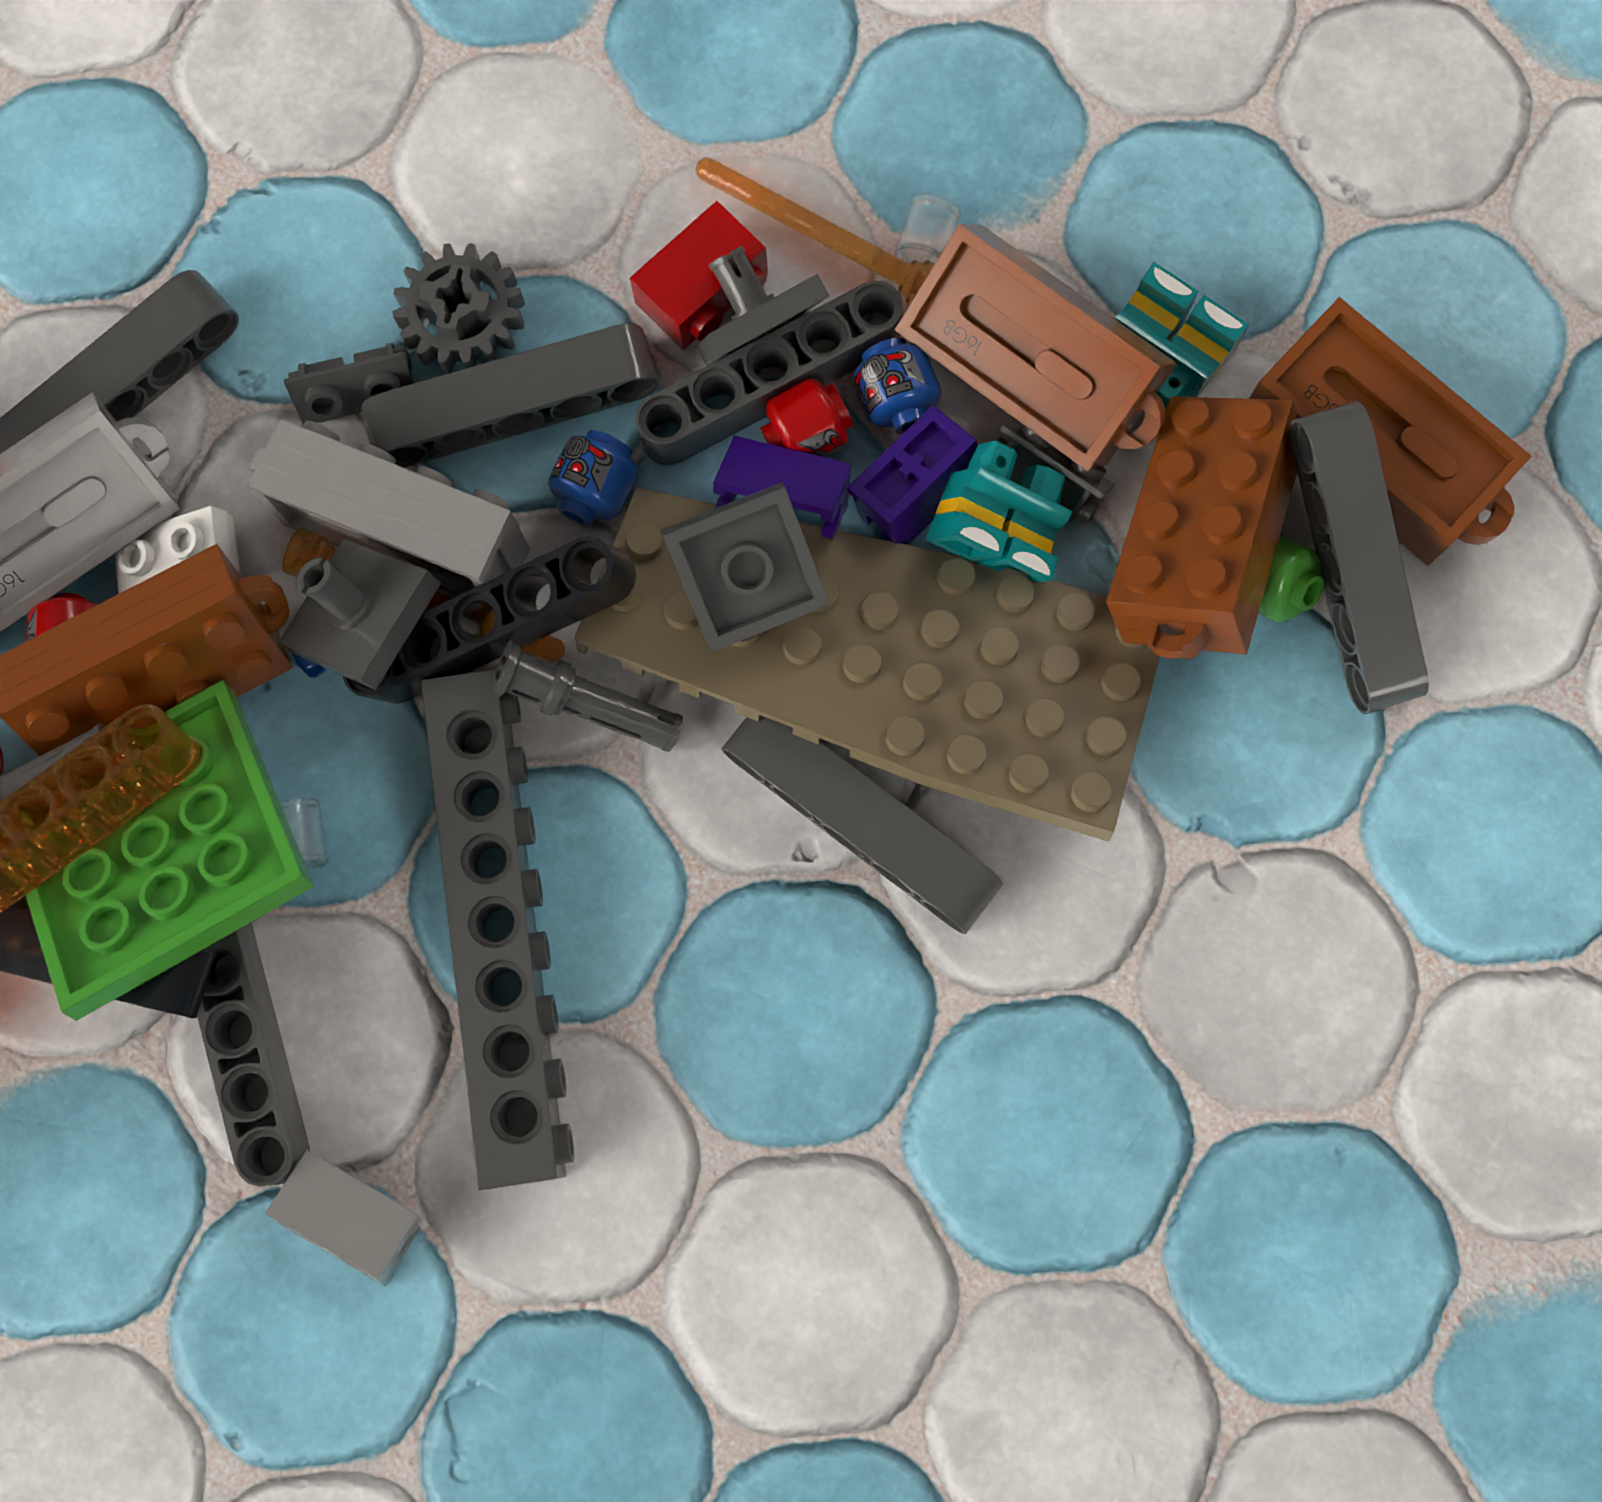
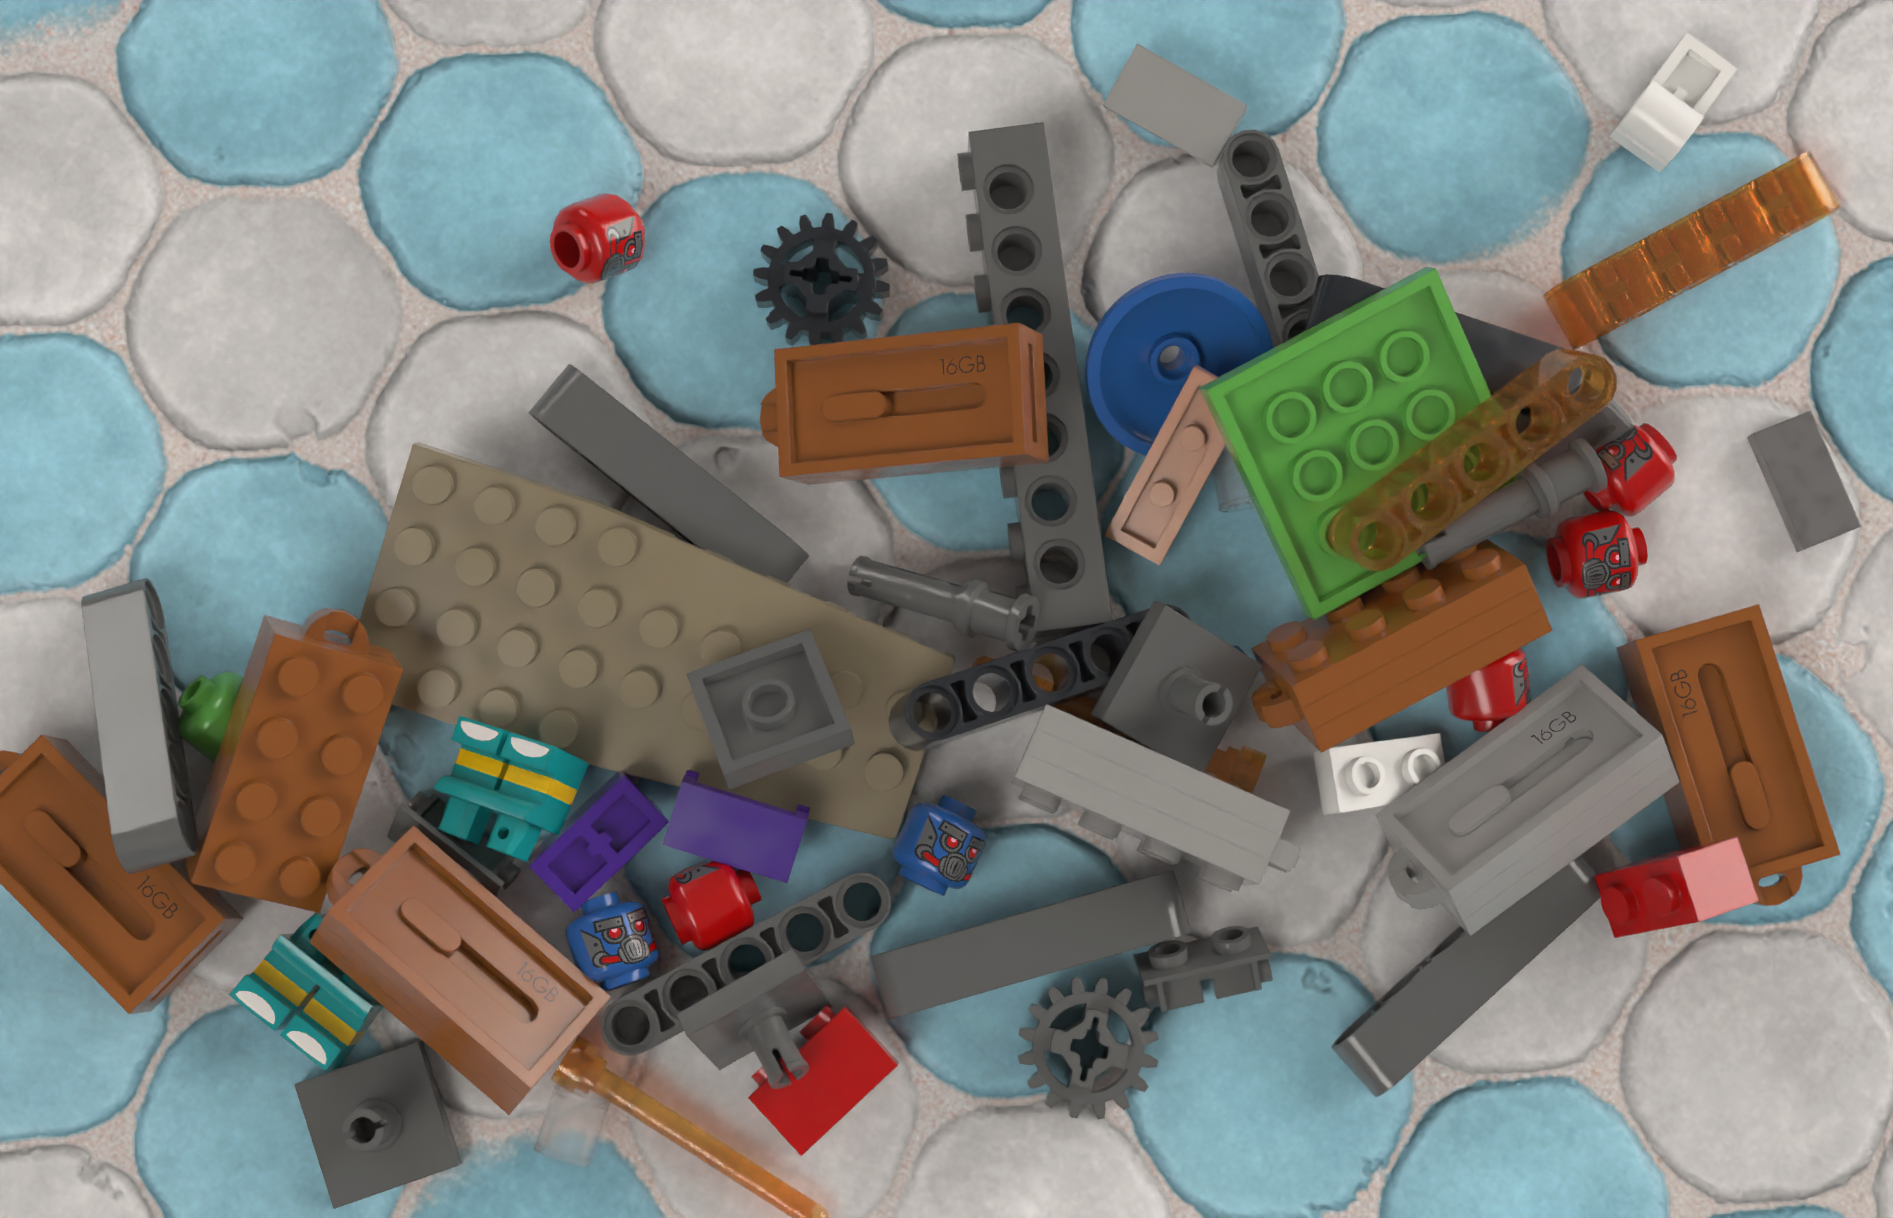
camera: 175 degrees right, 5 degrees up
(348, 937) = (1123, 368): none -> blue dish
(357, 835) = (1170, 475): none -> nougat plate
(616, 880) = (908, 405): none -> dark orange piece
(713, 992) = (797, 279): none -> black gear
(941, 1061) = (597, 238): none -> red head
(1103, 233) = (378, 1124): none -> dark grey tile

